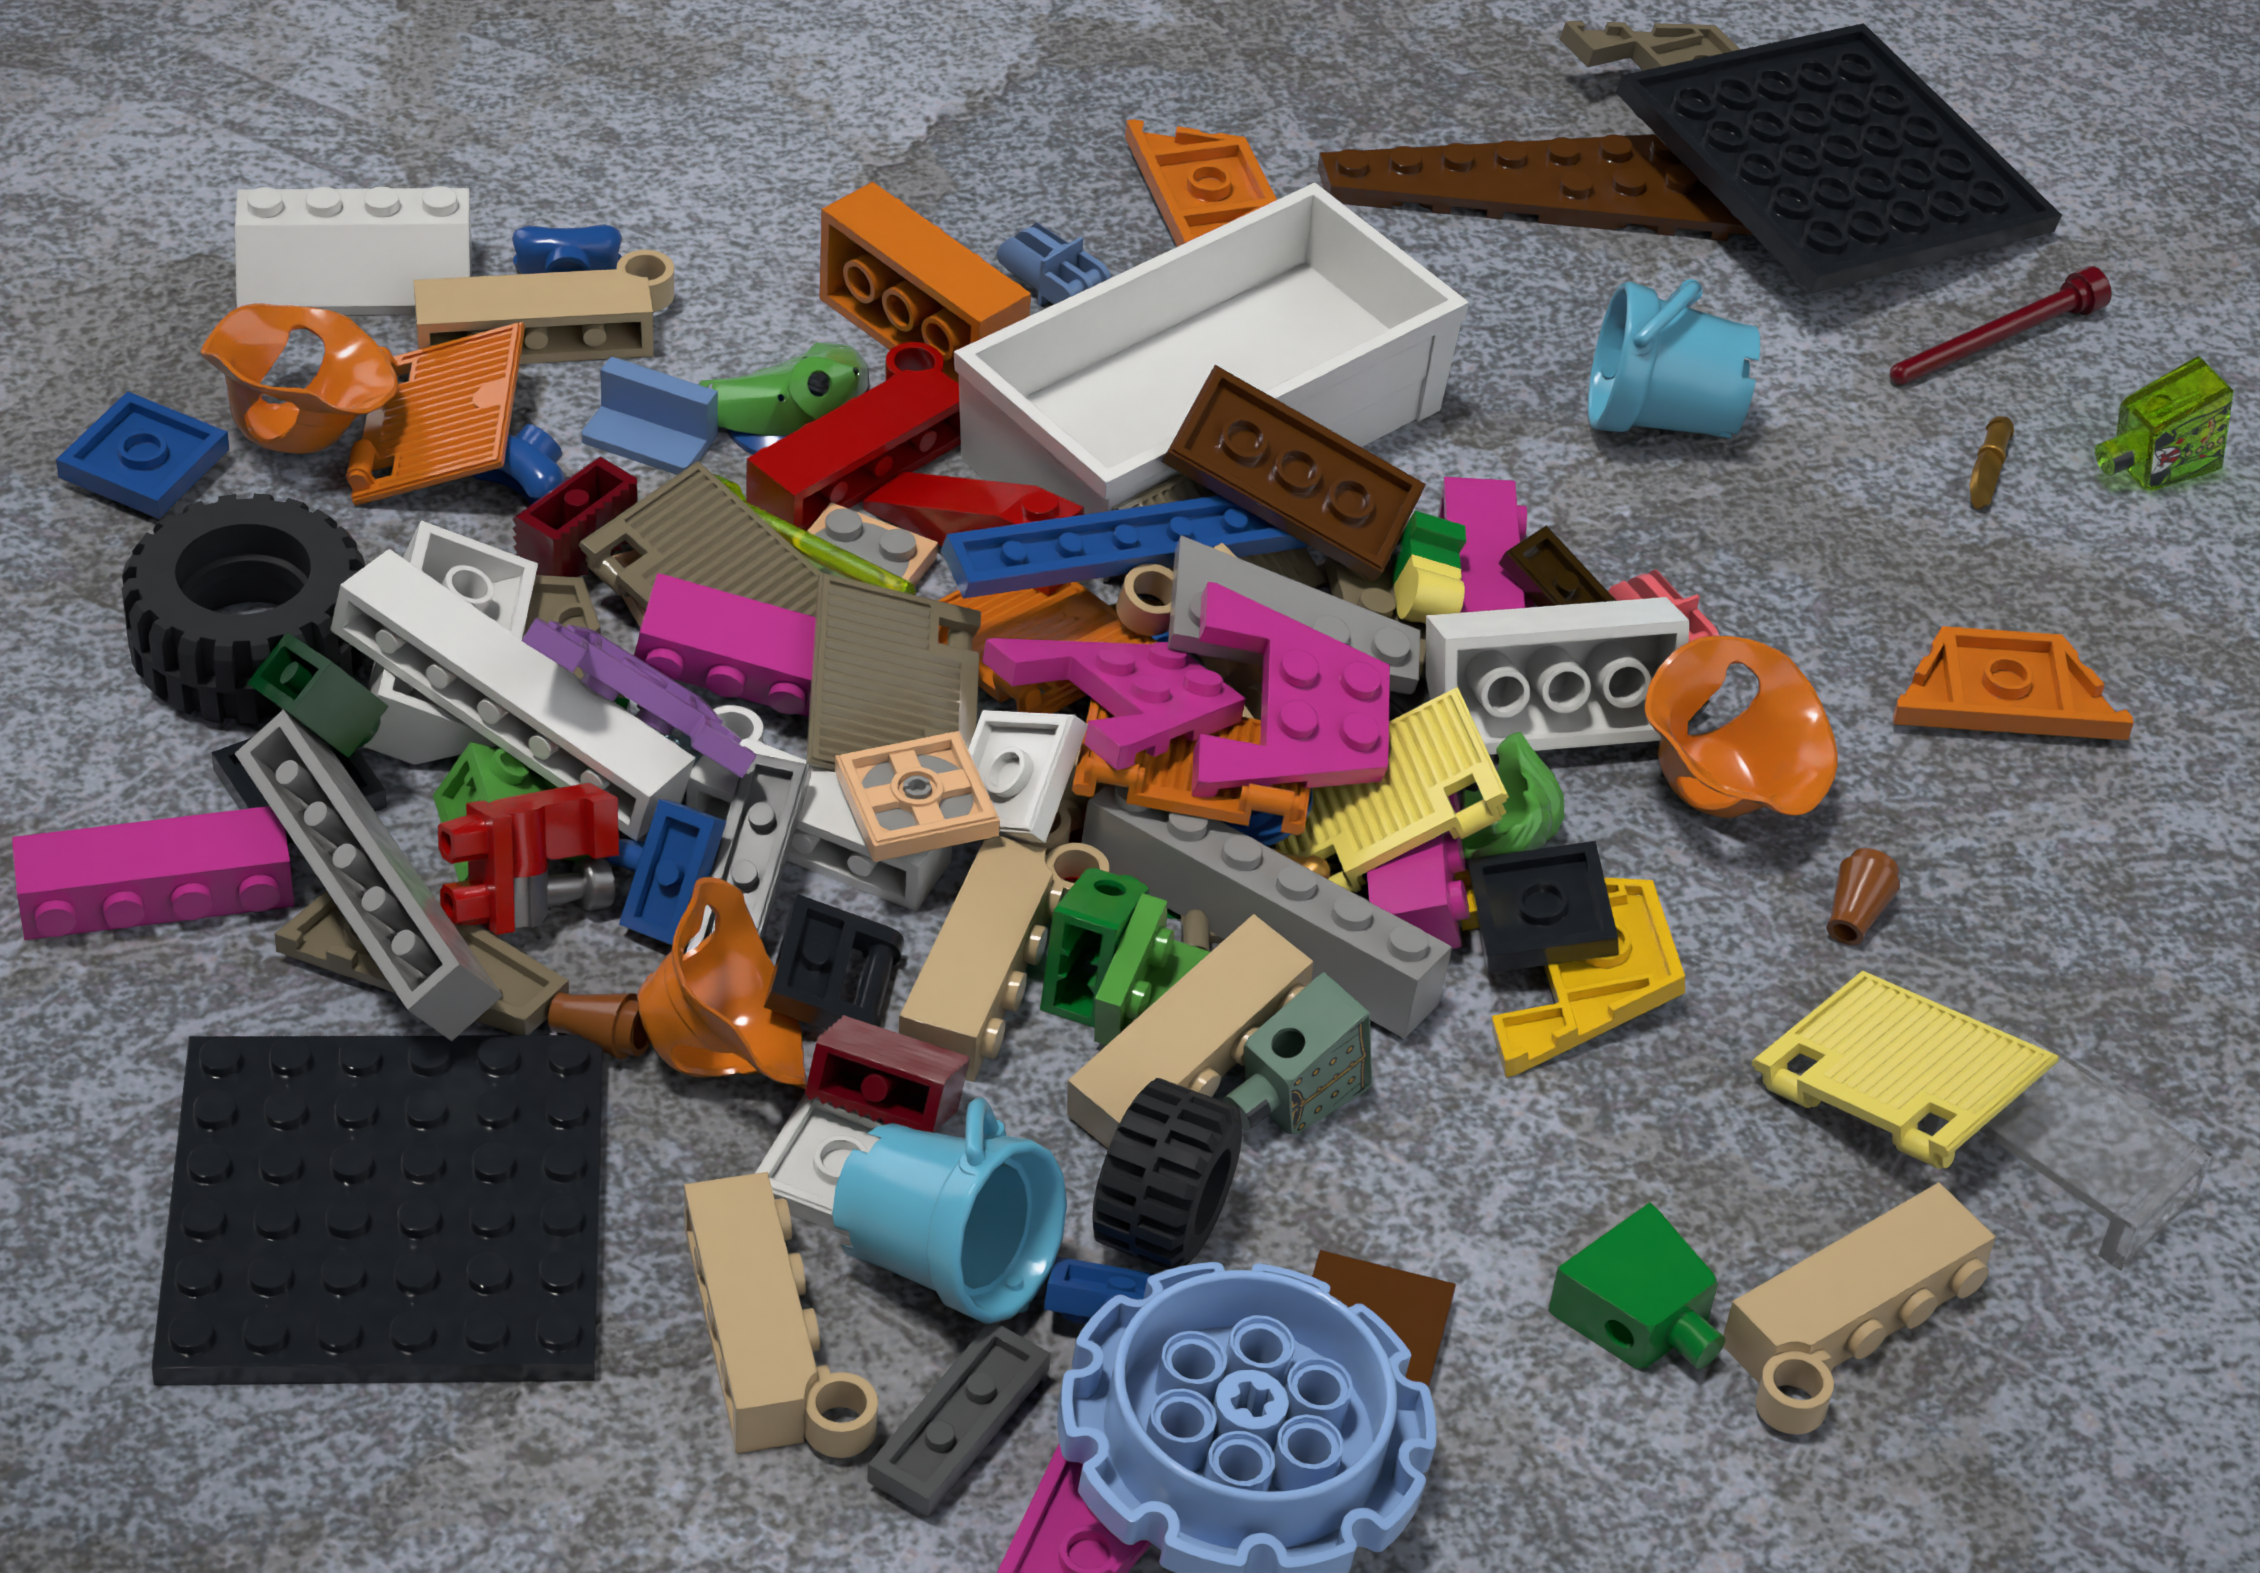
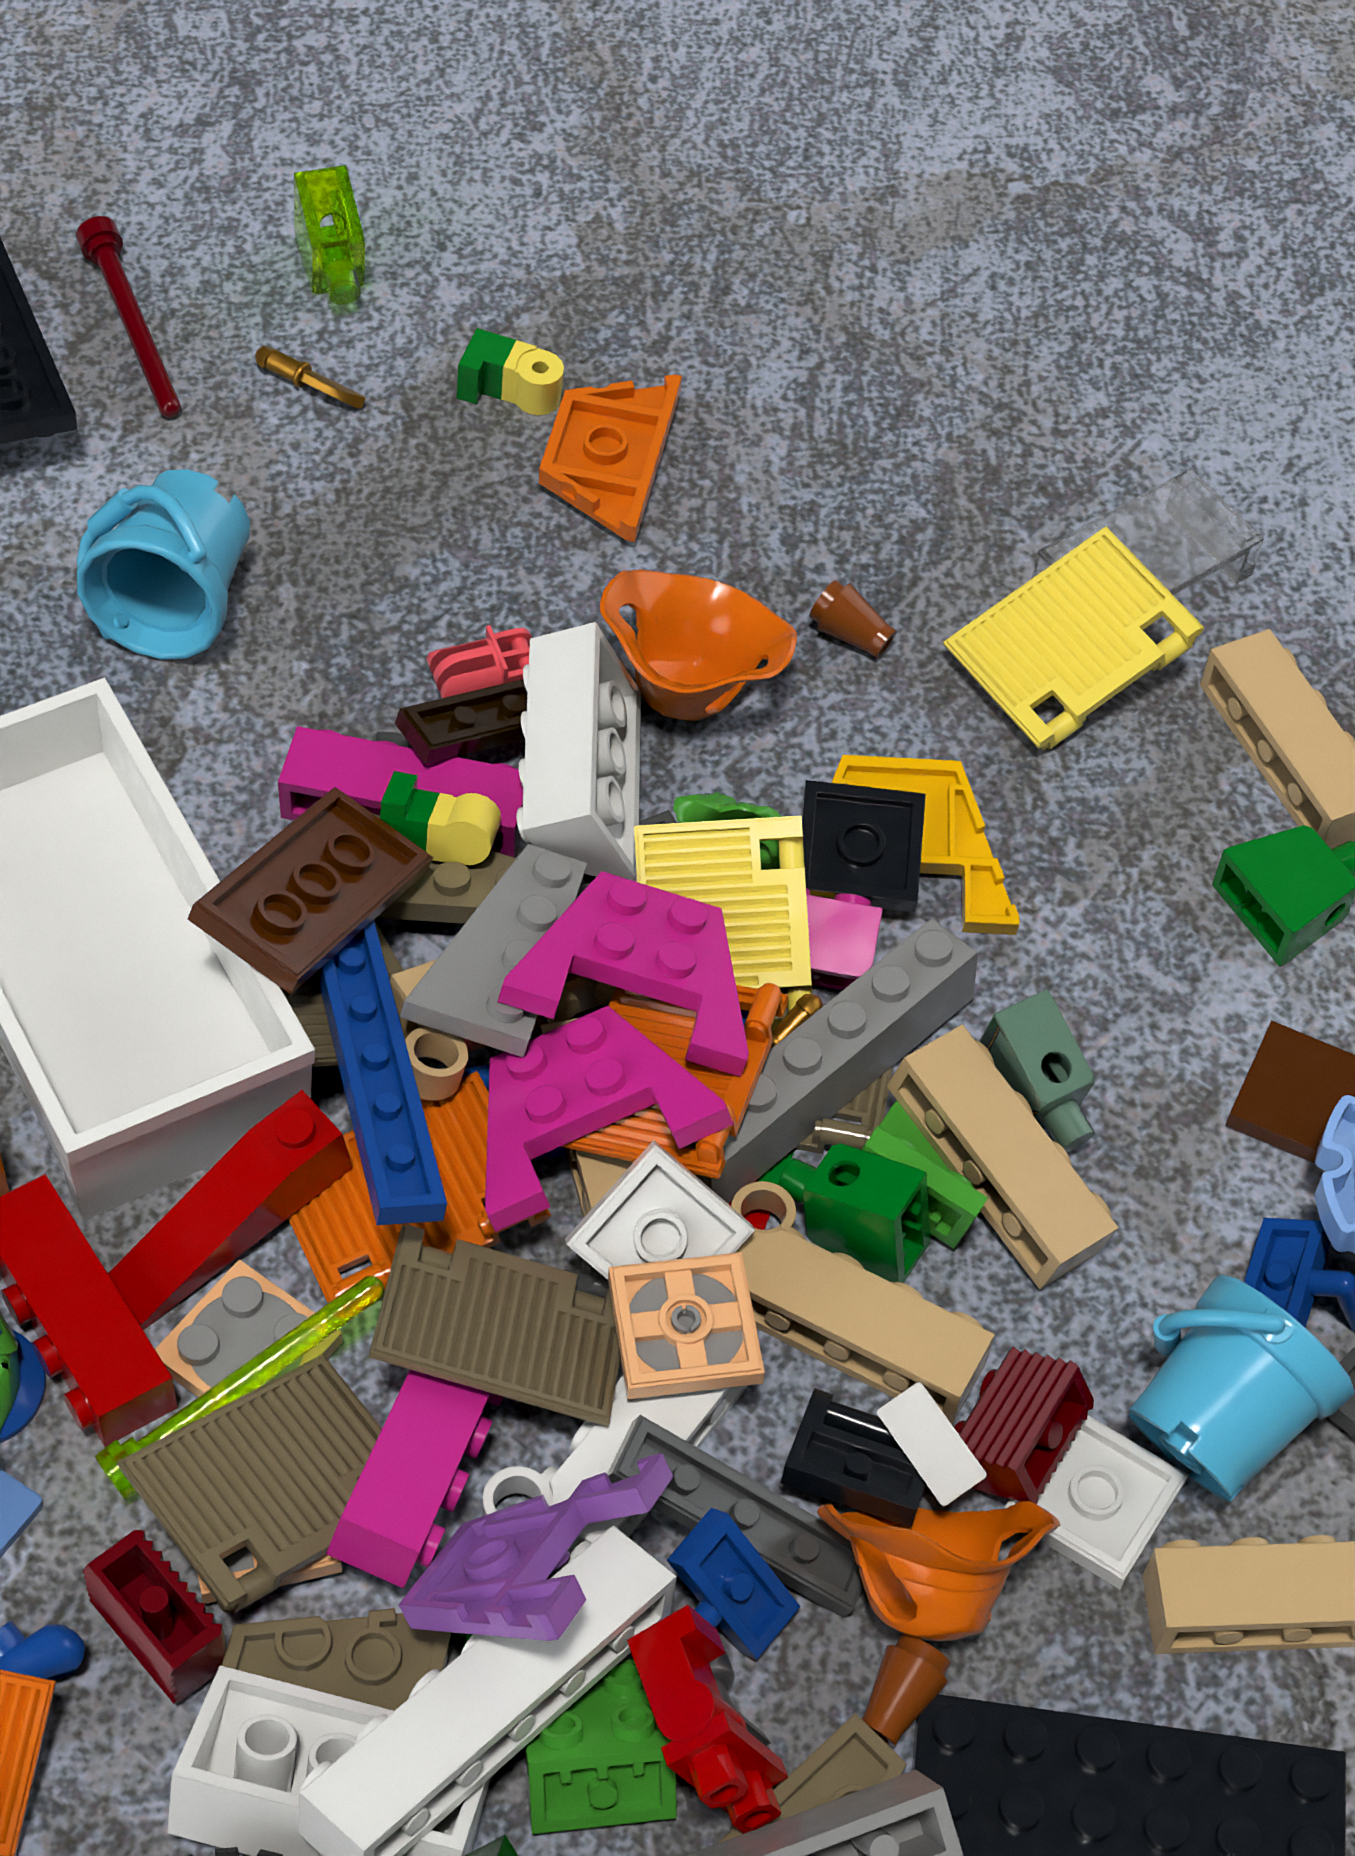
camera: 80 degrees left, 10 degrees up
(846, 1000) = (931, 1444): none -> white sticker
(1167, 1174) = (1192, 1199): black tyre -> none
(2072, 587) = (510, 372): none -> leg

